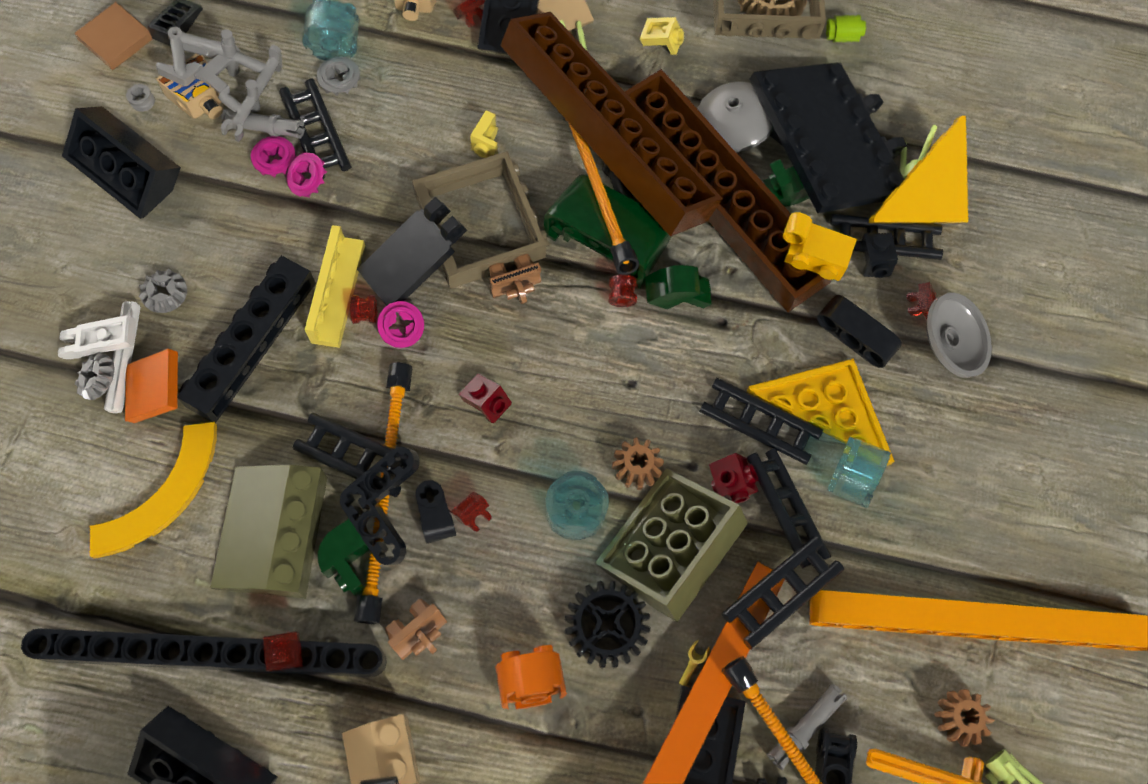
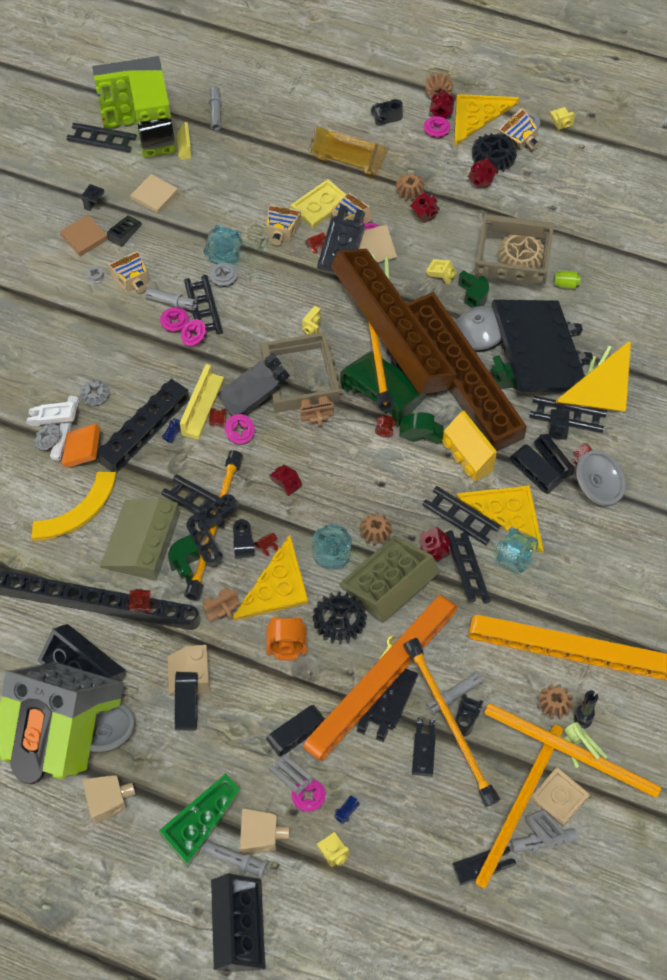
camera: 15 degrees right, 10 degrees down
(119, 160) = (78, 311): black slope -> none
(224, 55) = (154, 255): light grey piece -> none
(294, 339) = (172, 430): none -> clear blue pin
(500, 582) = (277, 587): none -> yellow tile
(720, 57) = (476, 289): none -> dark green brick
(757, 309) = (469, 447): none -> yellow slope
(763, 590) = (450, 620): black bar -> none
(817, 247) = (512, 410): yellow hinge -> none
(885, 303) = (556, 454): none -> black piece
(1020, 735) = (586, 712): none -> black pin

